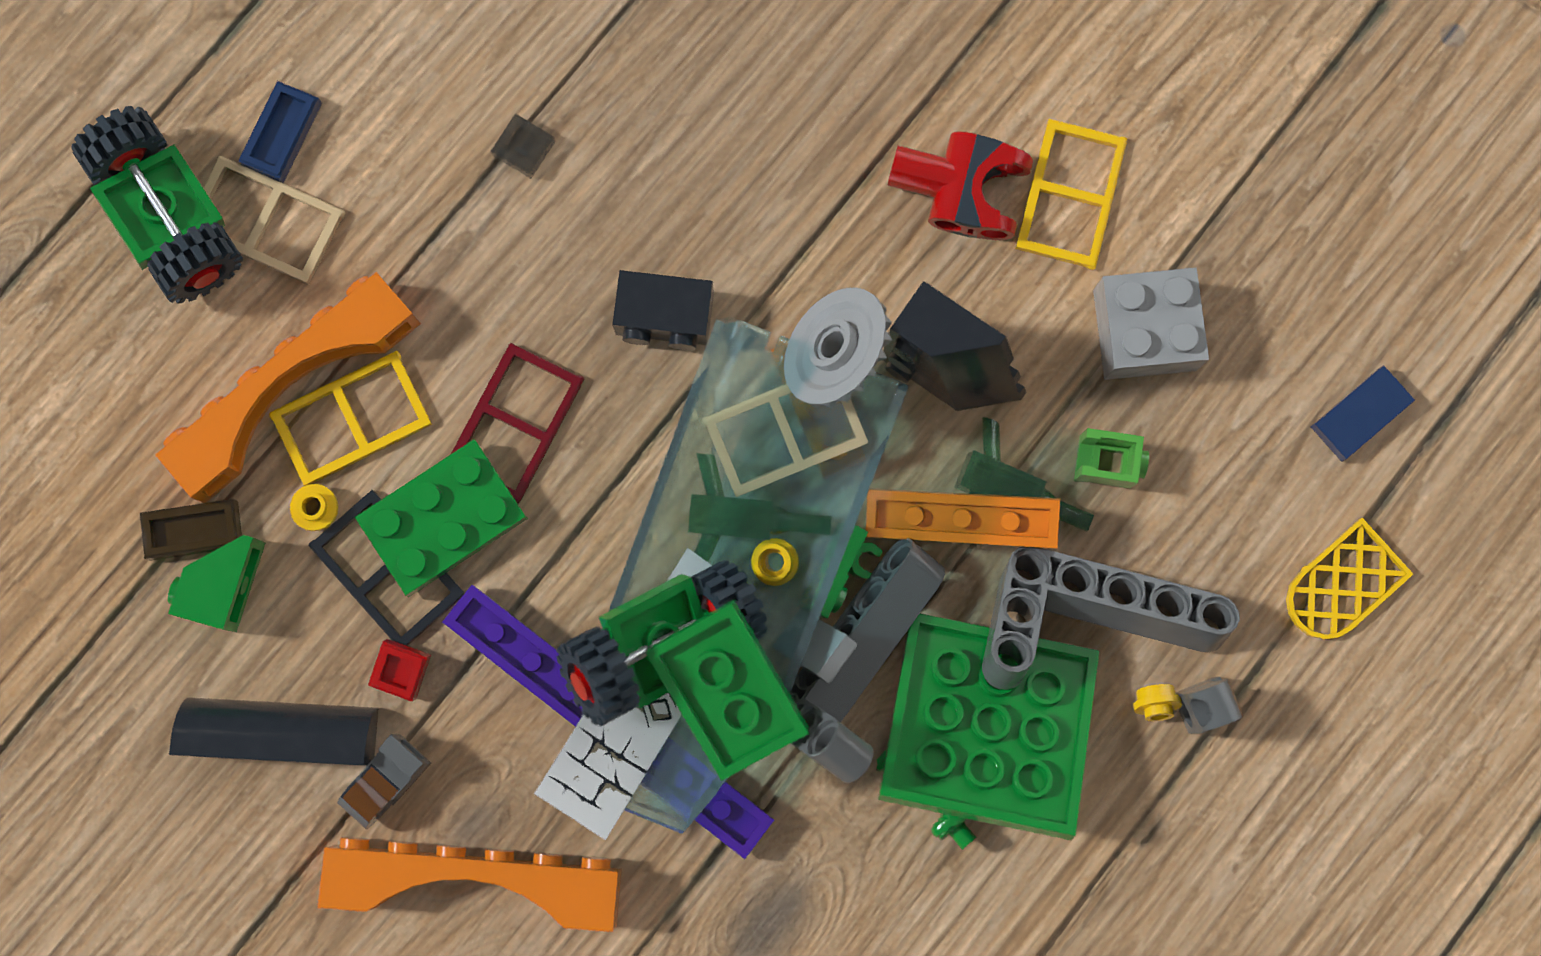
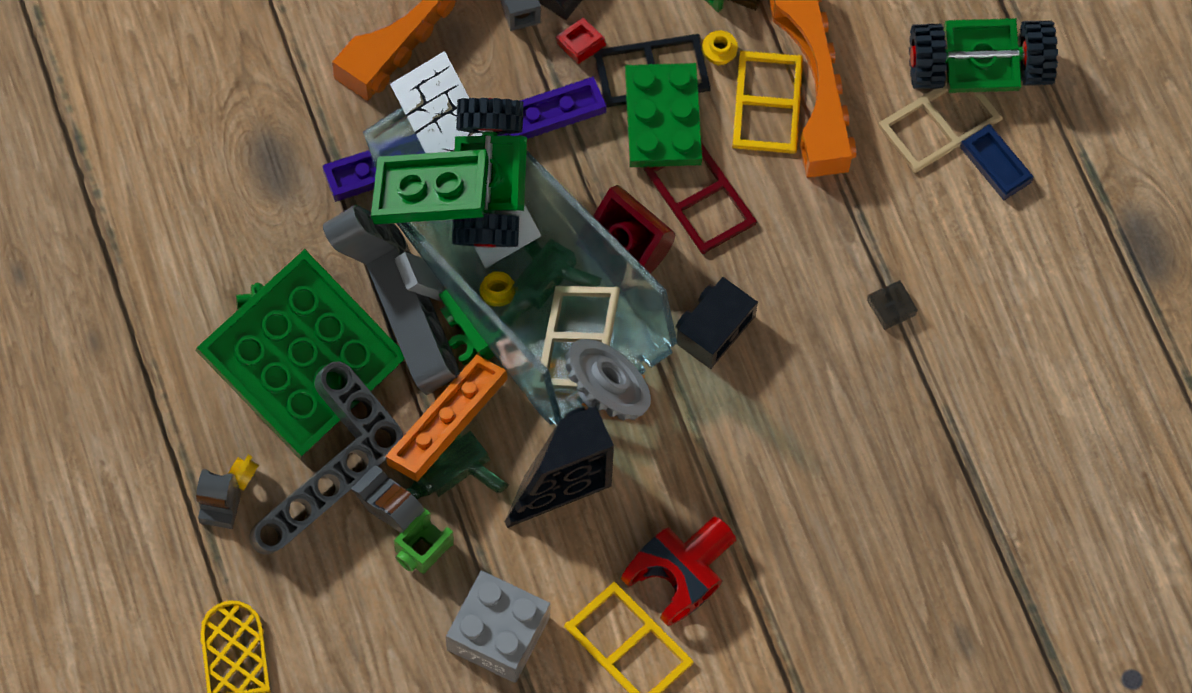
camera: 120 degrees right, 15 degrees down
(622, 457) = (635, 227): none -> dark red brick
(1097, 516) = (387, 499): none -> dark grey leg

